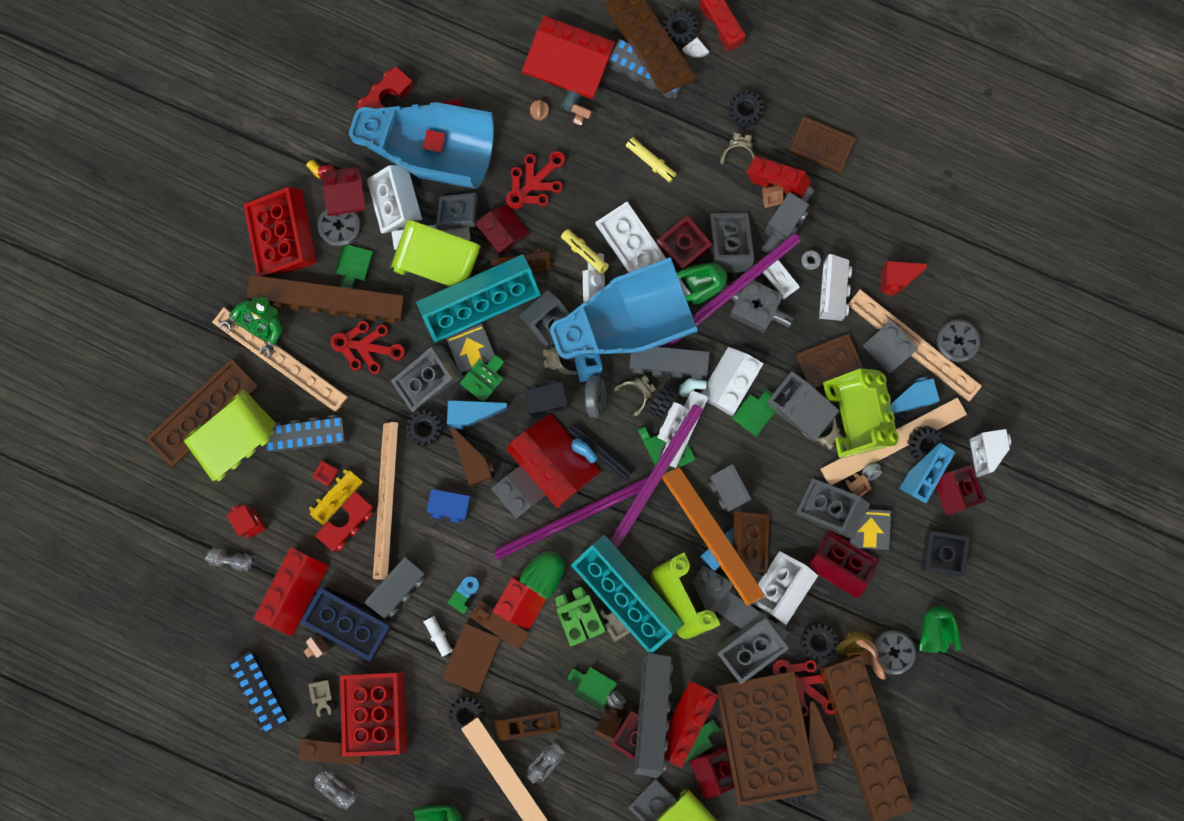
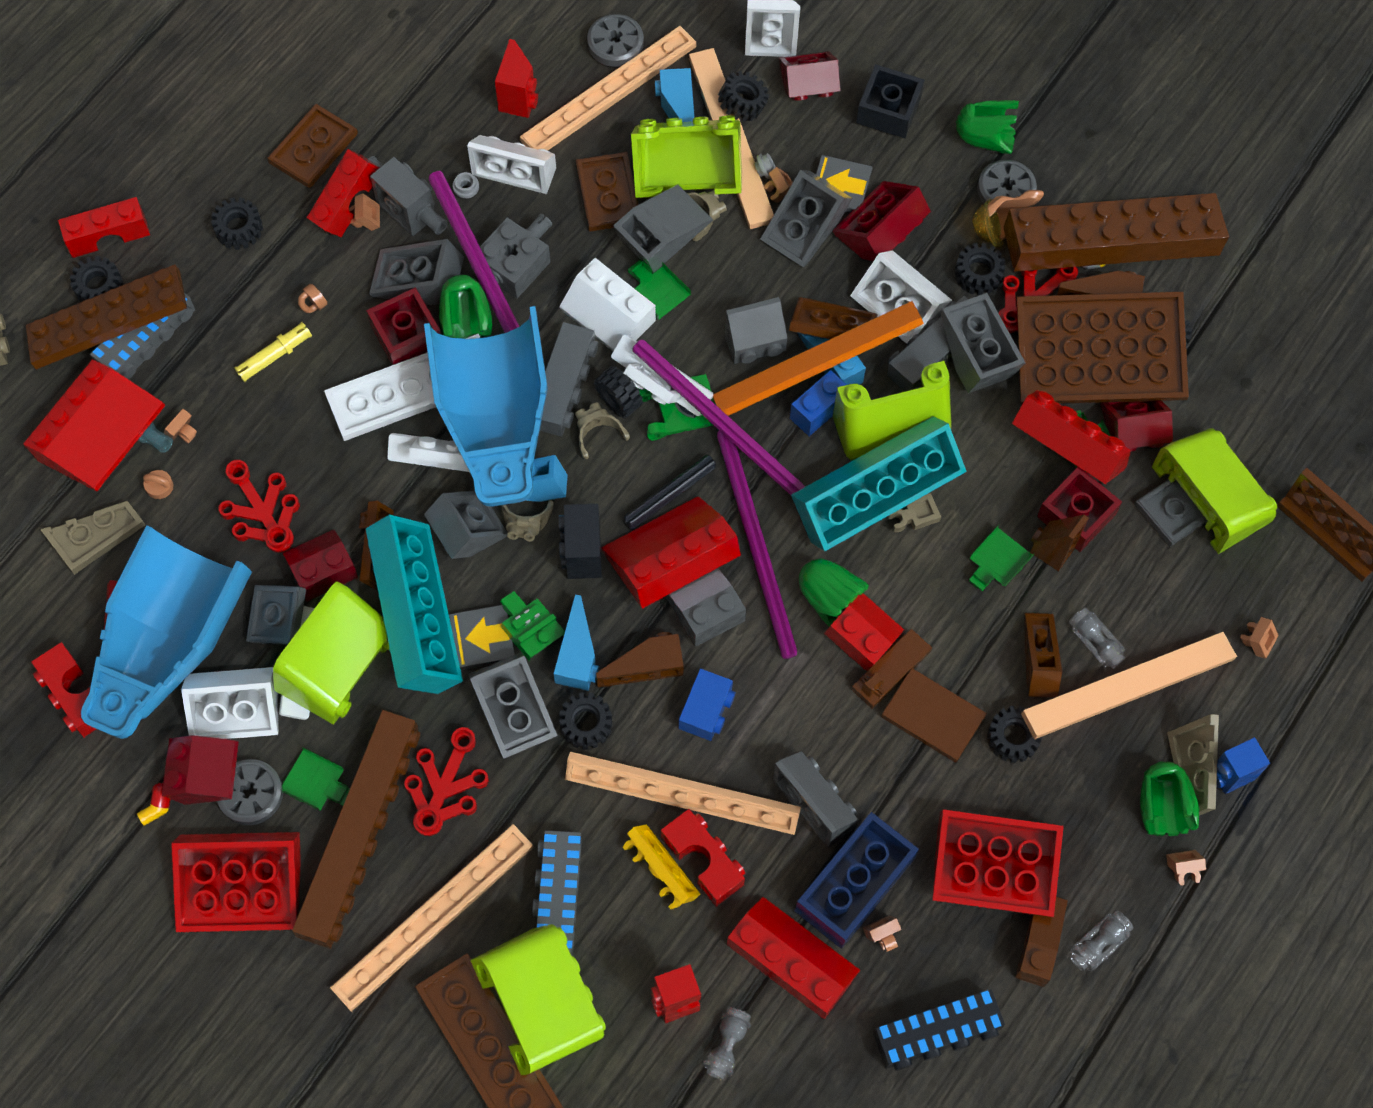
camera: 80 degrees left, 15 degrees down
(258, 319) = (364, 931): green torso -> none
(321, 693) = (954, 938): dark tan plate -> none
(325, 473) = (622, 877): red tile -> none
(434, 141) = (161, 630): red tile -> none
(438, 636) = (894, 754): white pin -> none
(467, 587) = (840, 708): leg -> none
(493, 78) = (91, 537): none -> dark tan wing
(573, 613) = (899, 556): bright green hips -> none
(583, 448) = (663, 506): dark azure arm -> none
(584, 250) = (355, 475): light yellow pin -> none
(595, 396) = (592, 475): dark grey wheel -> none
(616, 700) = (1023, 530): light grey plate -> none
(653, 715) = (1054, 473): dark grey brick -> none
(685, 543) = (816, 404): none -> blue brick
(691, 384) = (601, 356): light aqua arm -> none
(695, 49) = (133, 268): white tile -> none
(698, 177) = (314, 296): none -> nougat tile
(711, 588) = (889, 375): dark grey wing -> none
(739, 140) = (280, 236): dark tan helmet -> none
(781, 279) = (486, 221): white plate -> none
(890, 346) = (605, 110): dark grey slope -> none
(926, 474) = (785, 102): dark azure slope -> none

